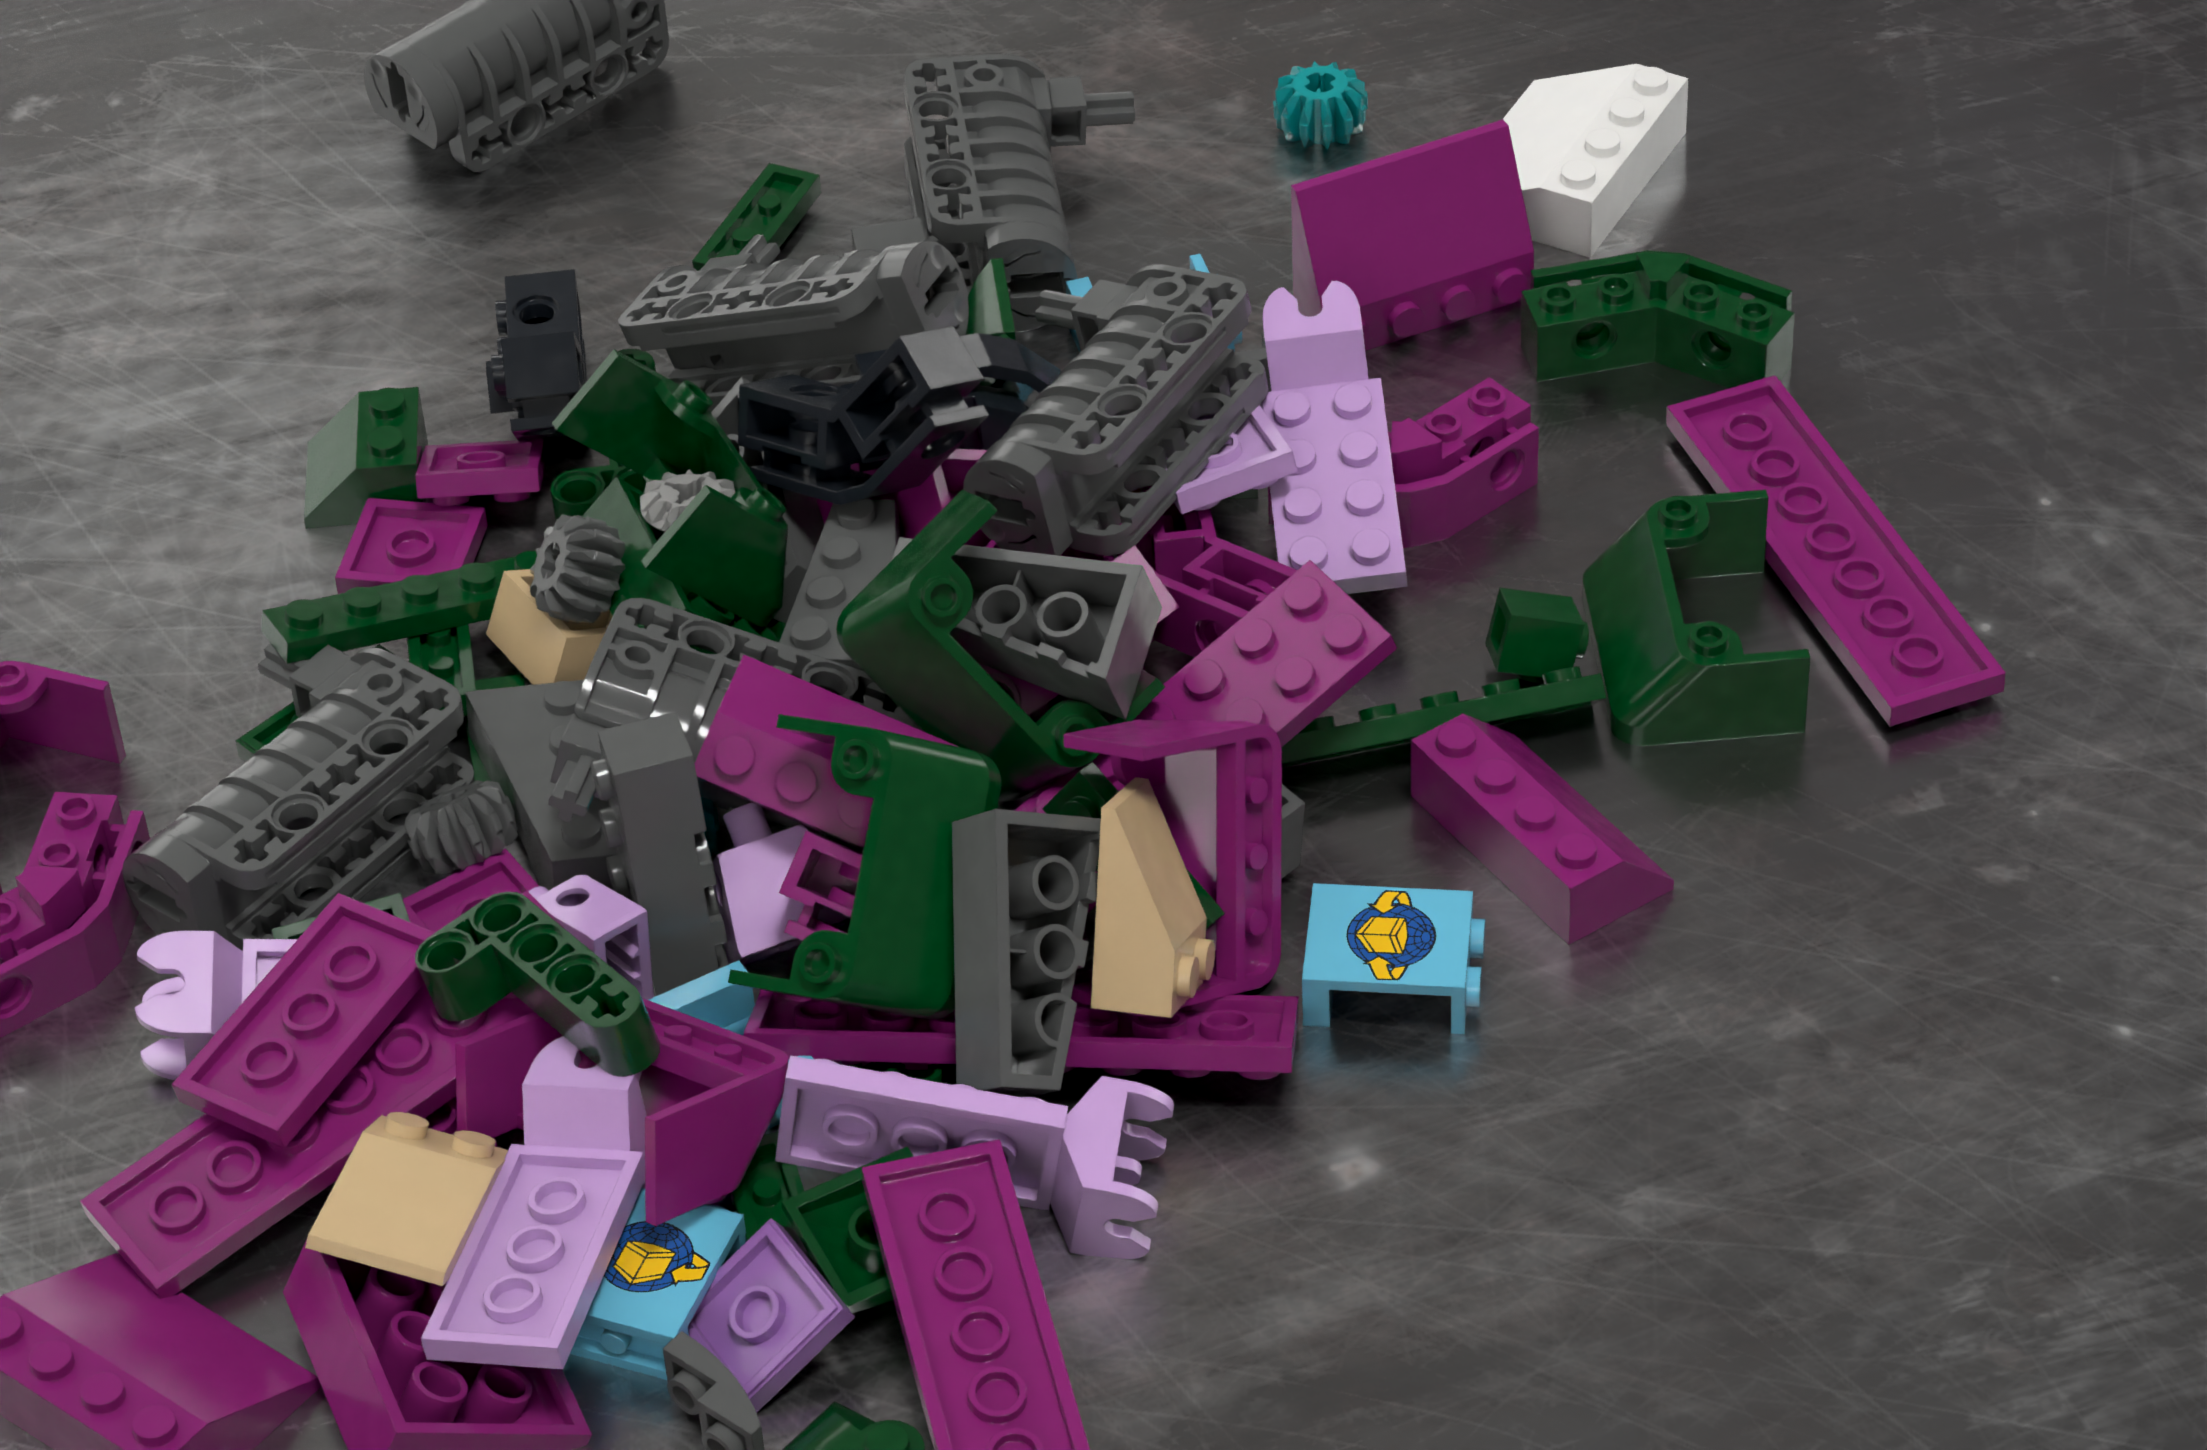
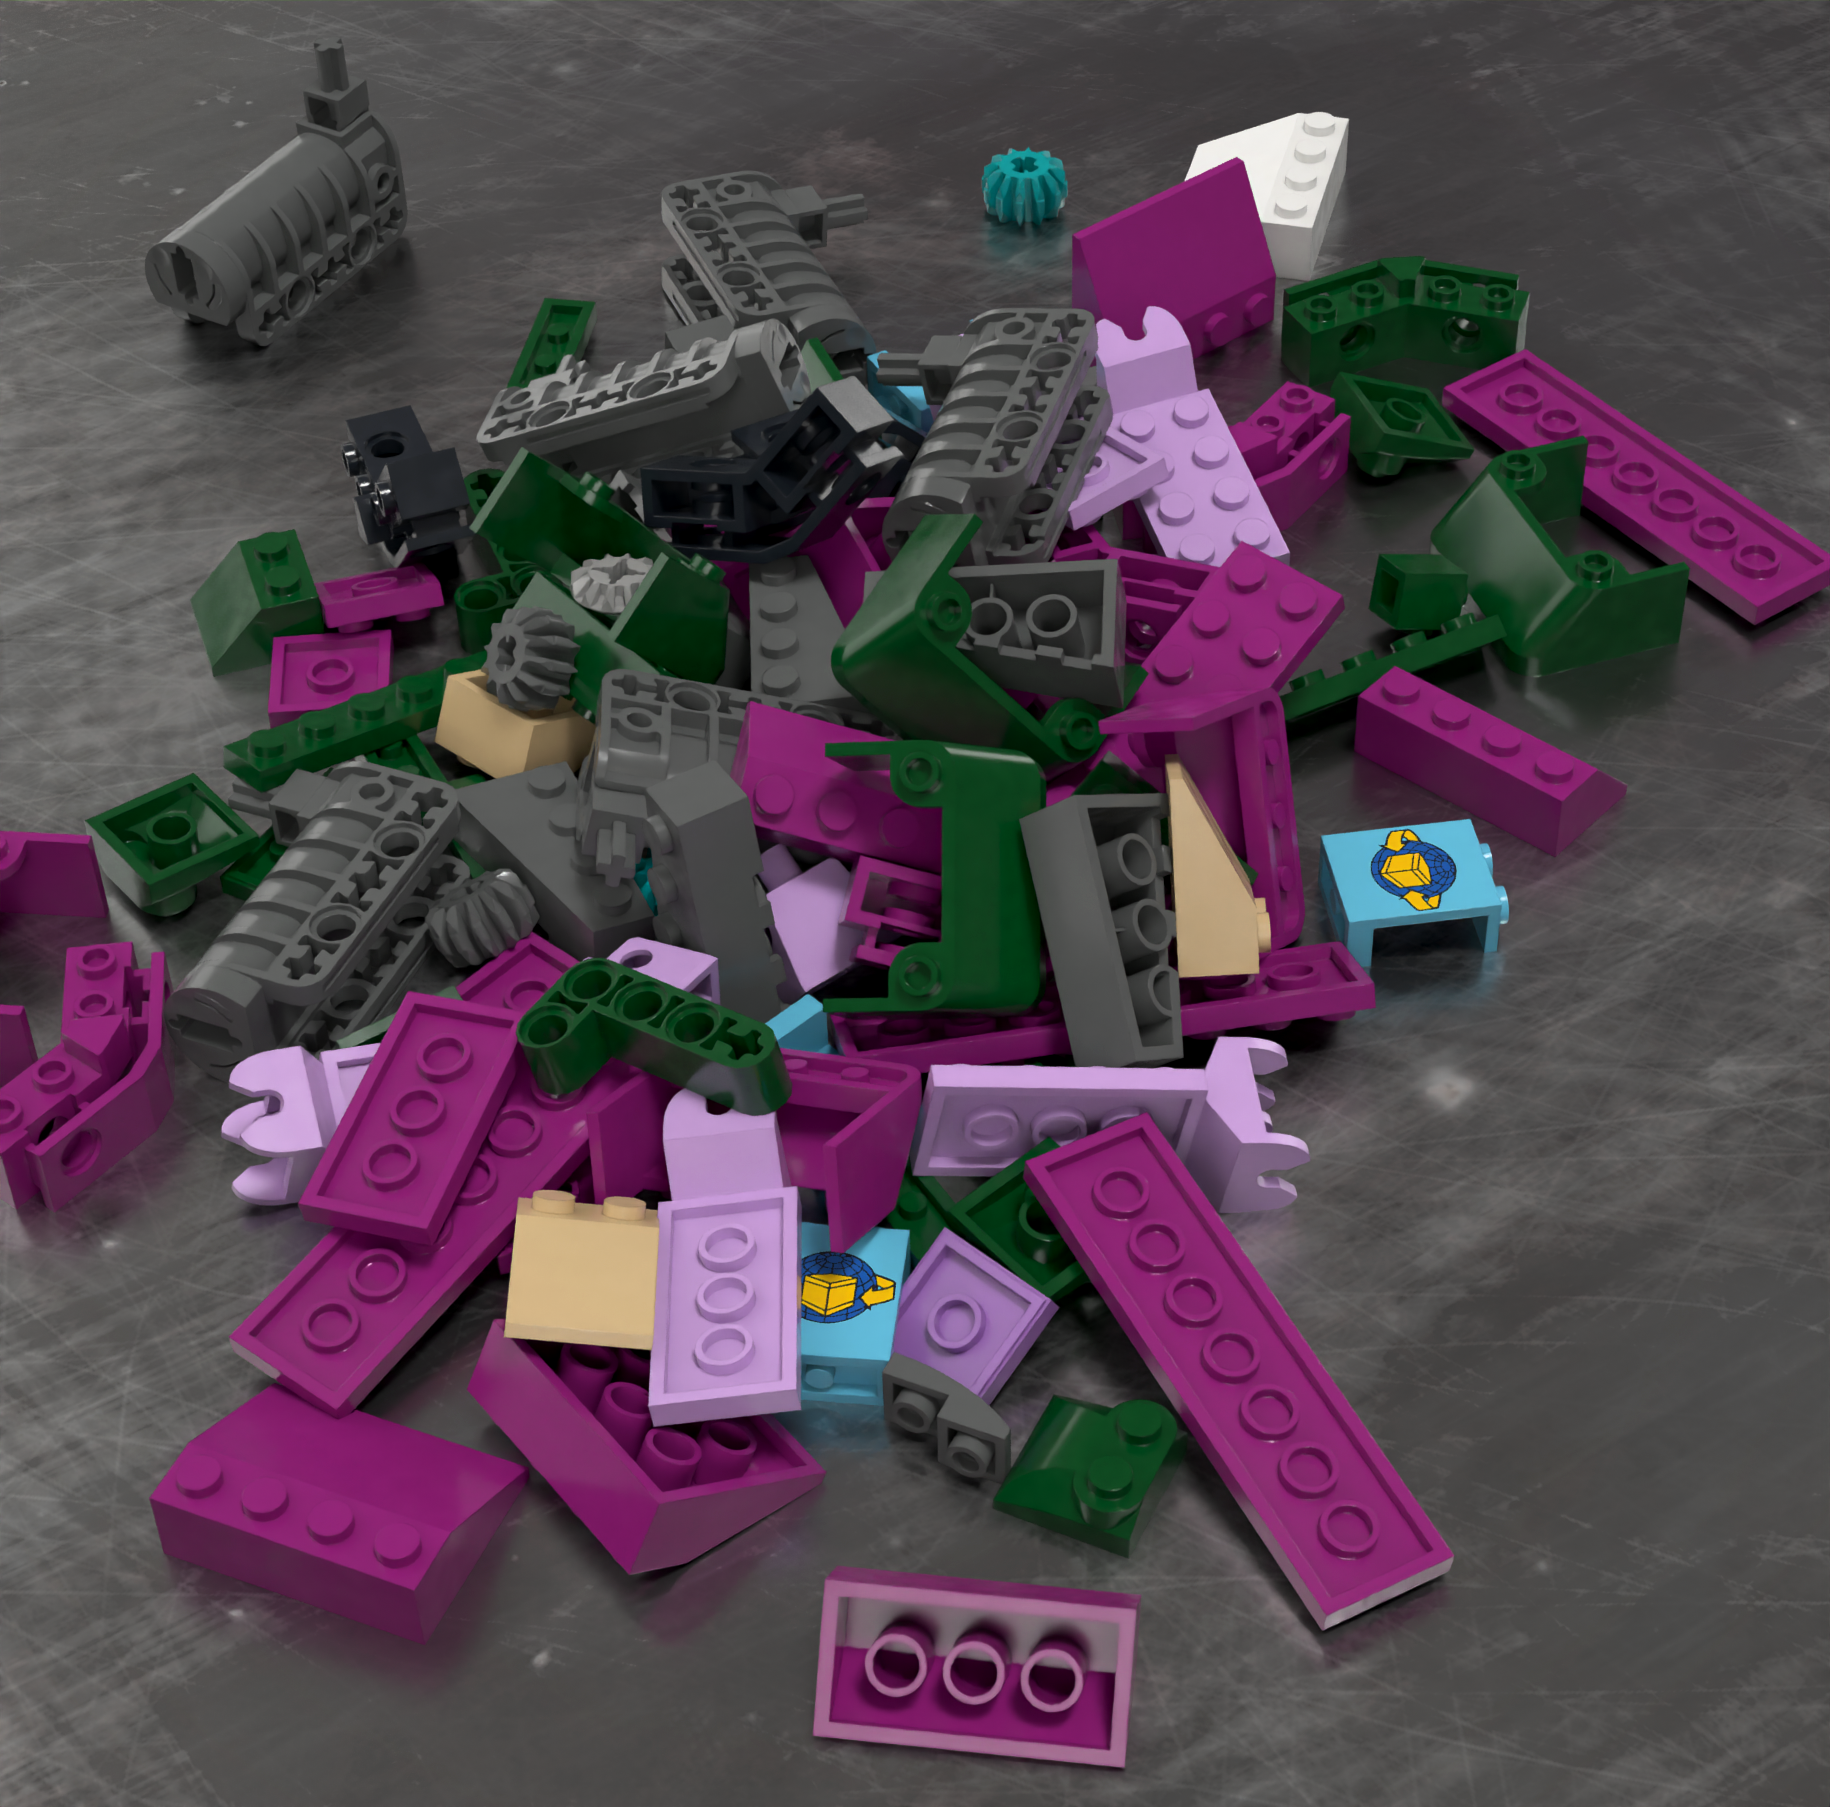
camera: 15 degrees left, 0 degrees up
(194, 698) = (169, 843): none -> dark green slope
(1598, 439) = (1396, 425): none -> dark green slope

